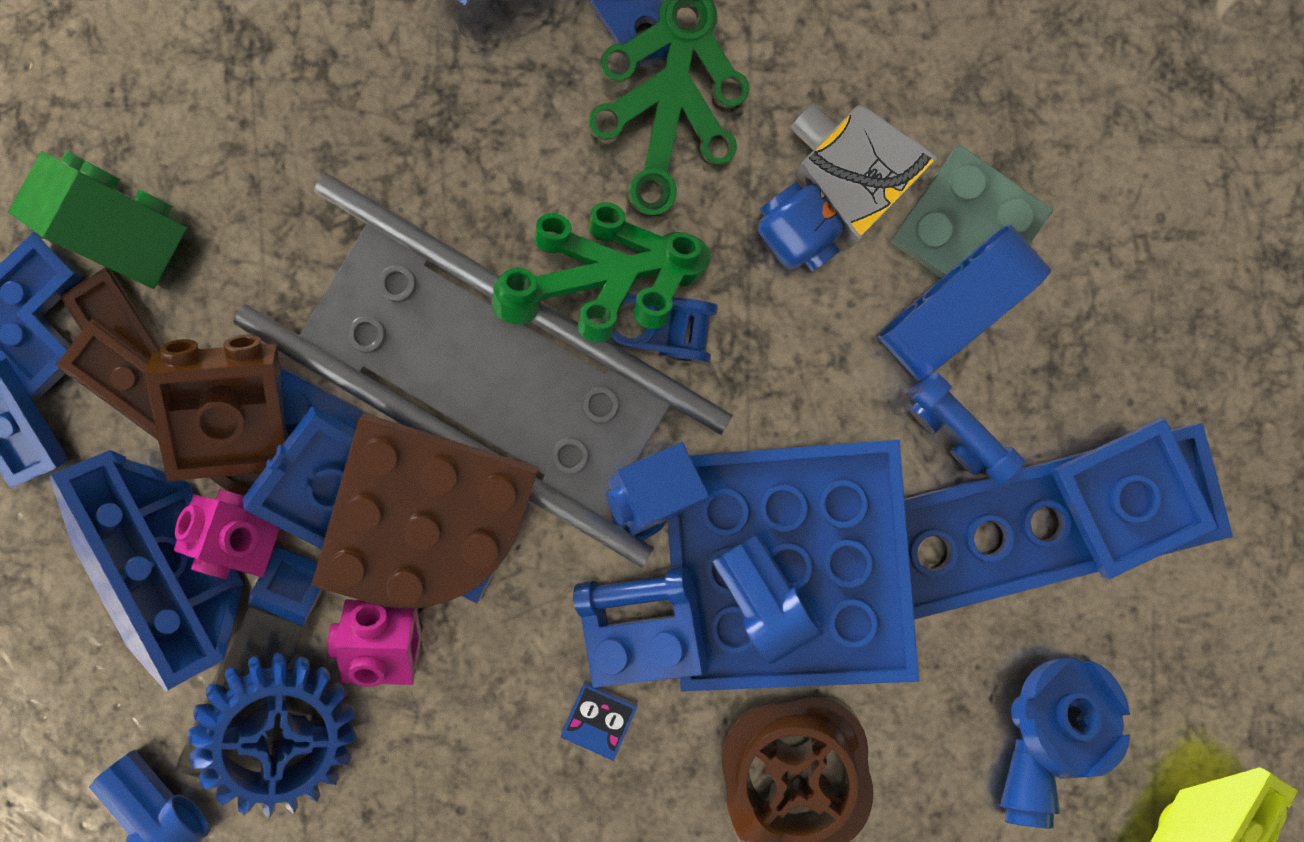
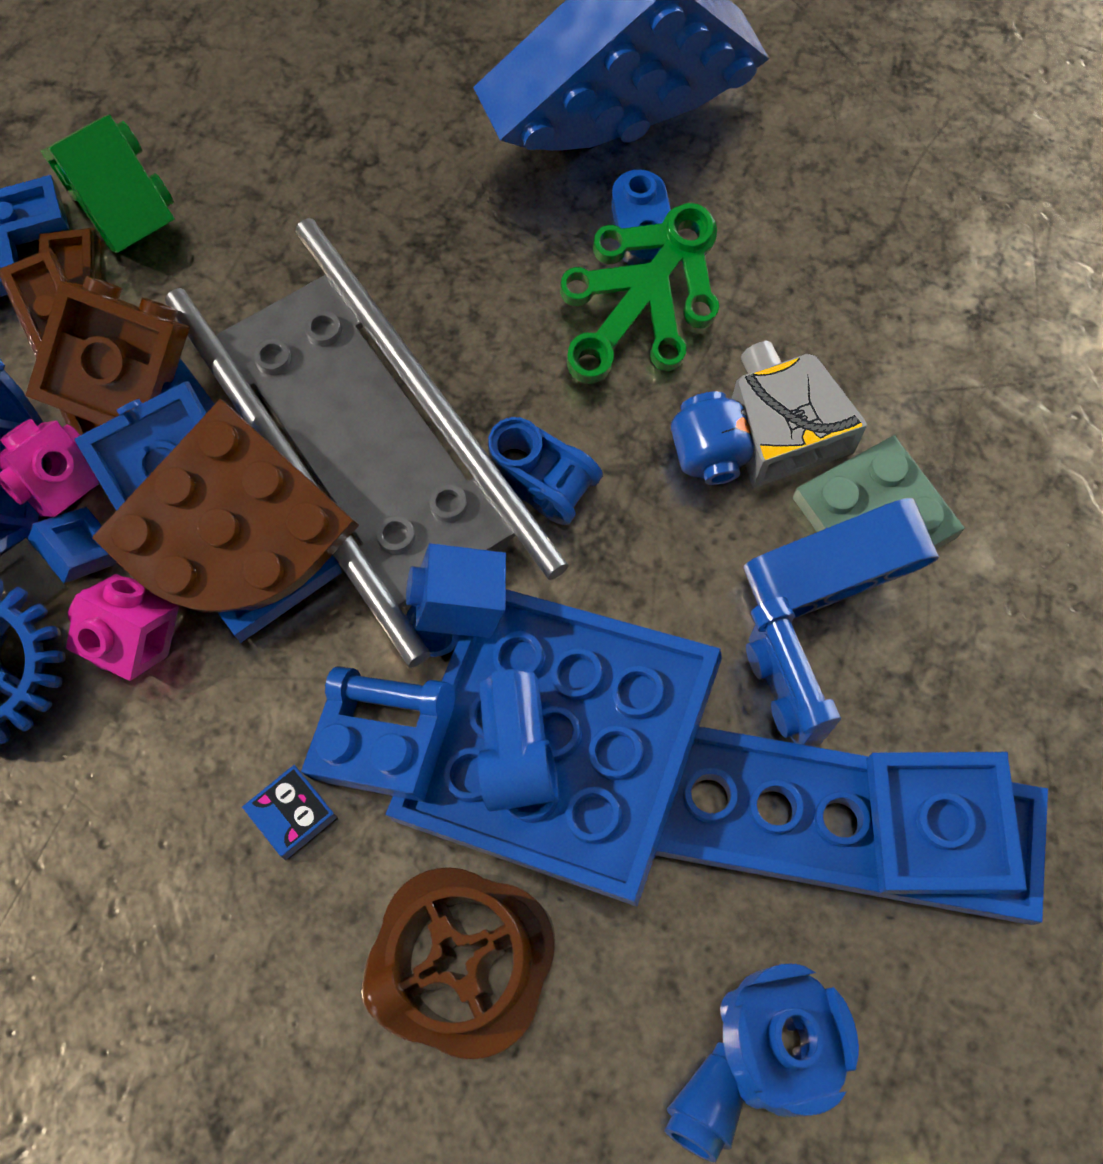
camera: 30 degrees right, 20 degrees down
(675, 258) = (508, 393): green plant -> none

